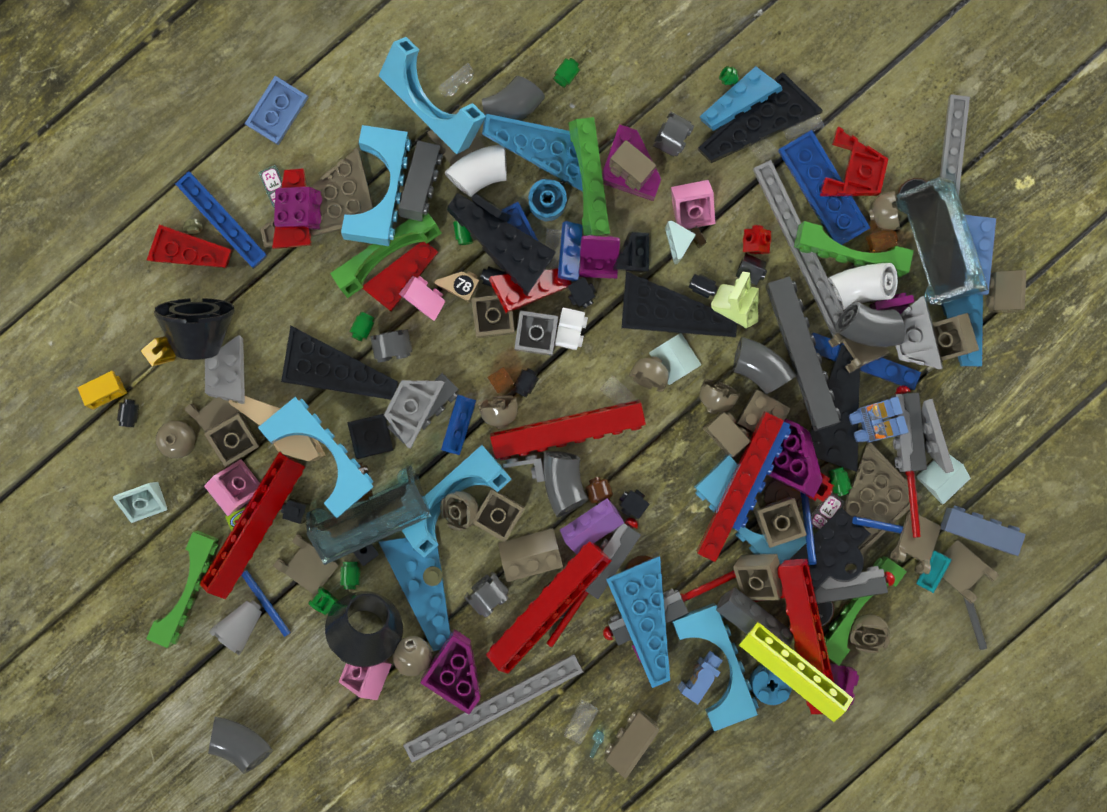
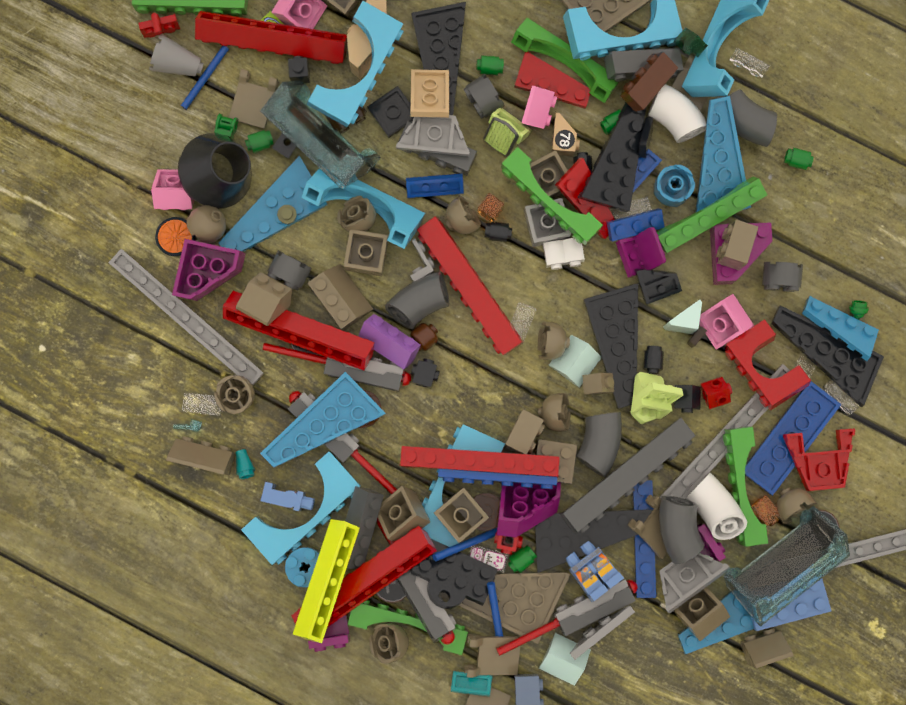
camera: 65 degrees right, 5 degrees down
(198, 631) = (158, 26): none -> red plate
(238, 744) = (67, 99): dark grey brick -> none
(370, 396) = (429, 93): none -> tan plate
(408, 691) = (171, 235): none -> orange wheel
(417, 128) = (690, 42): none -> clear green brick
(433, 337) = (505, 132): none -> yellowish green piece
(441, 184) = (648, 81): none -> reddish brown brick
(508, 629) = (264, 299): none -> dark tan slope
(557, 302) = (580, 225): none -> bright green arch
(581, 293) = (600, 250): black brick -> none
(585, 690) = (234, 394): none -> dark tan cylinder
(654, 705) = (244, 466): none -> teal cone
(706, 346) = (598, 383): none -> dark tan brick
(777, 188) = (771, 390): none -> red arch

